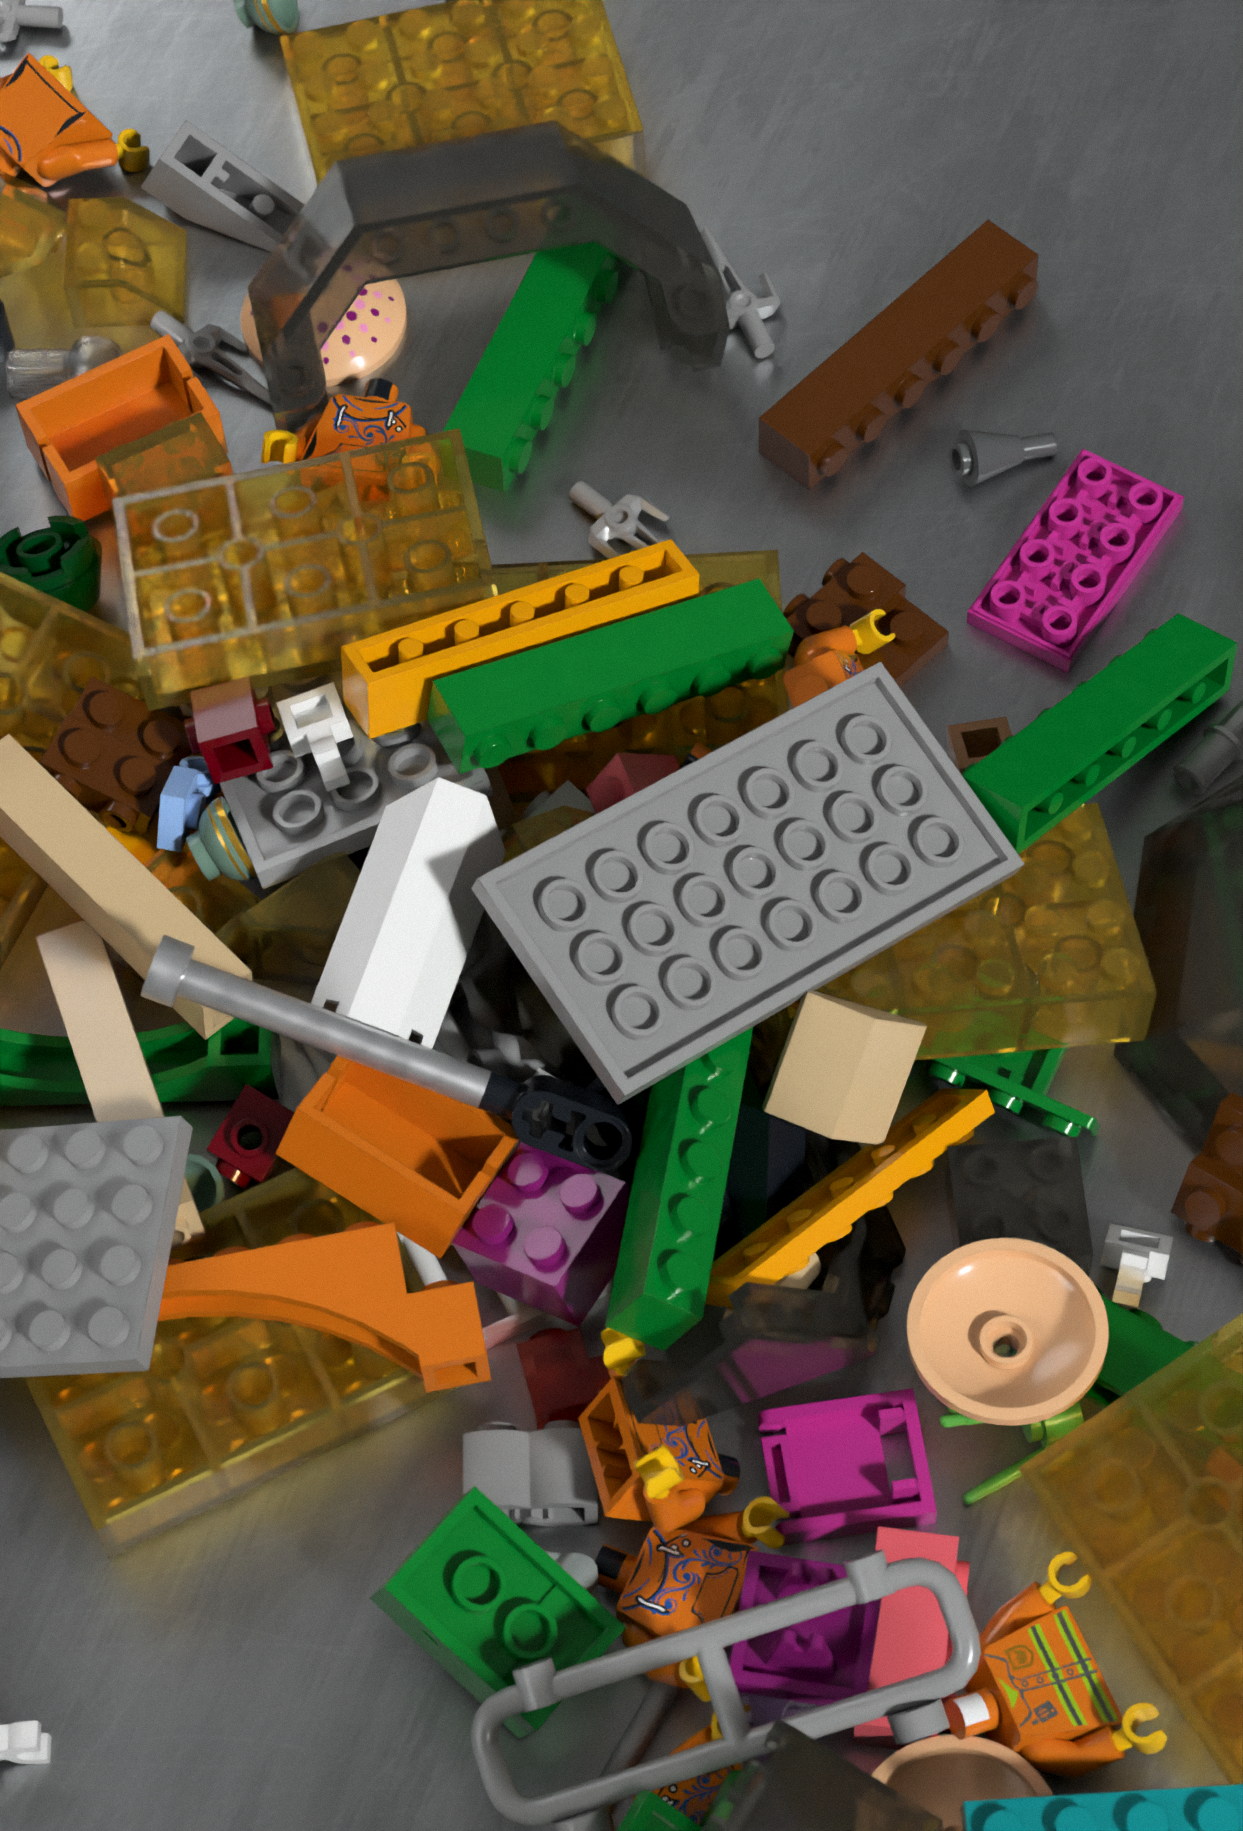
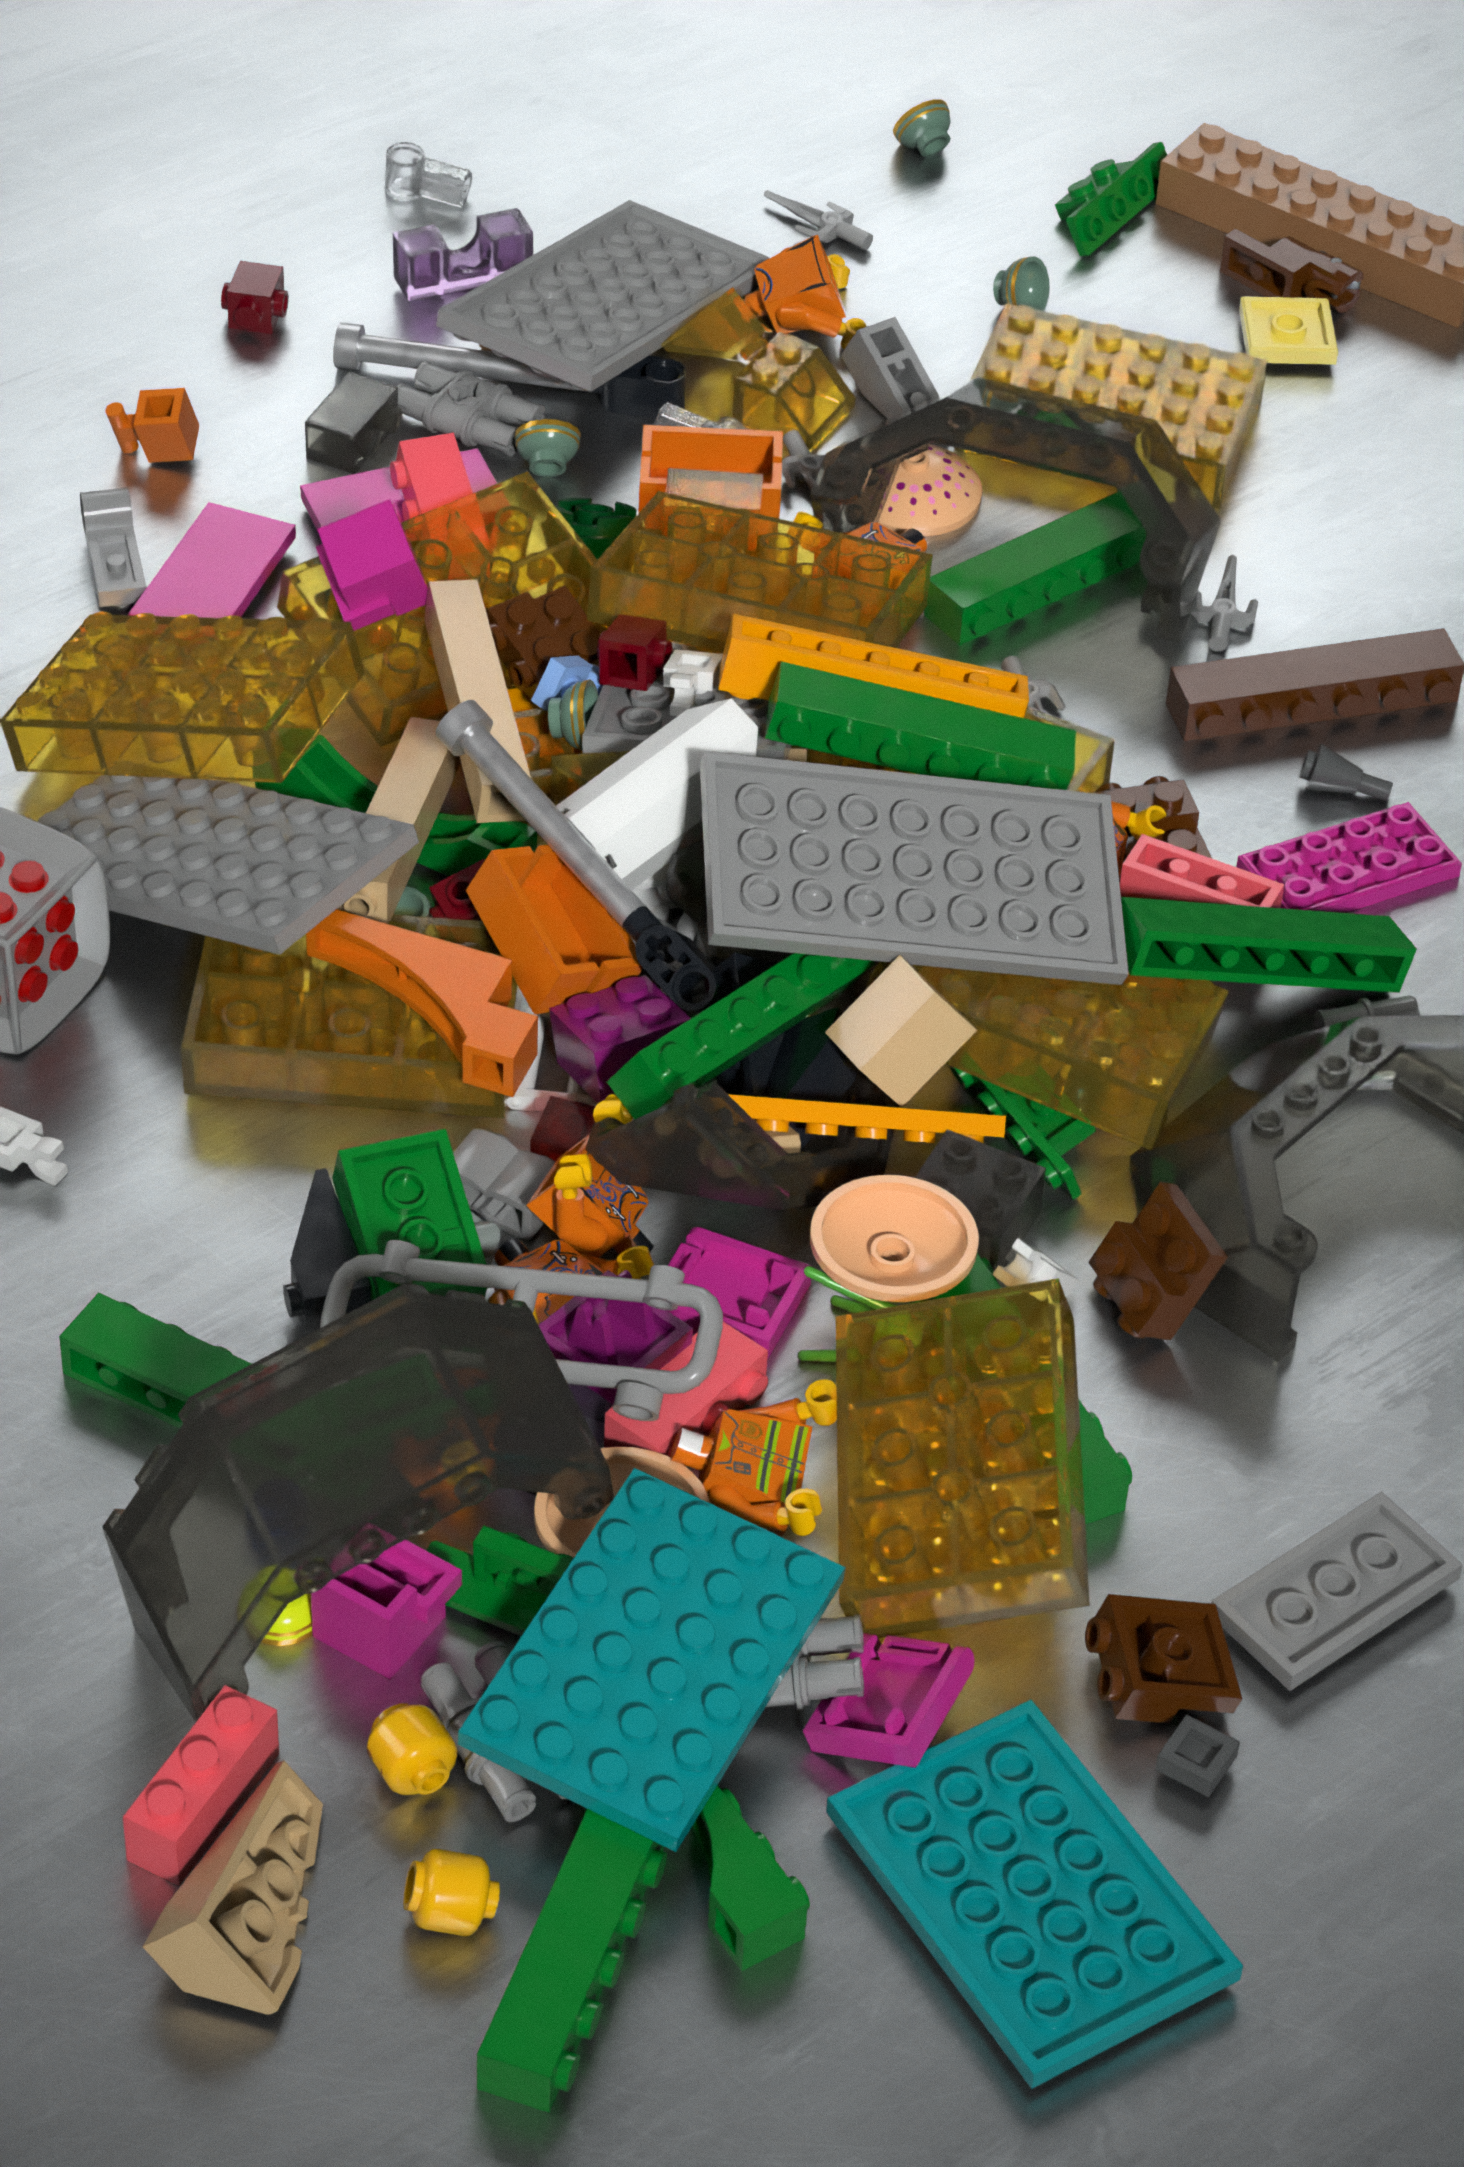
camera: 25 degrees right, 15 degrees down
(421, 1694) = (318, 1253): none -> black slope
(984, 683) = (1176, 874): none -> coral brick

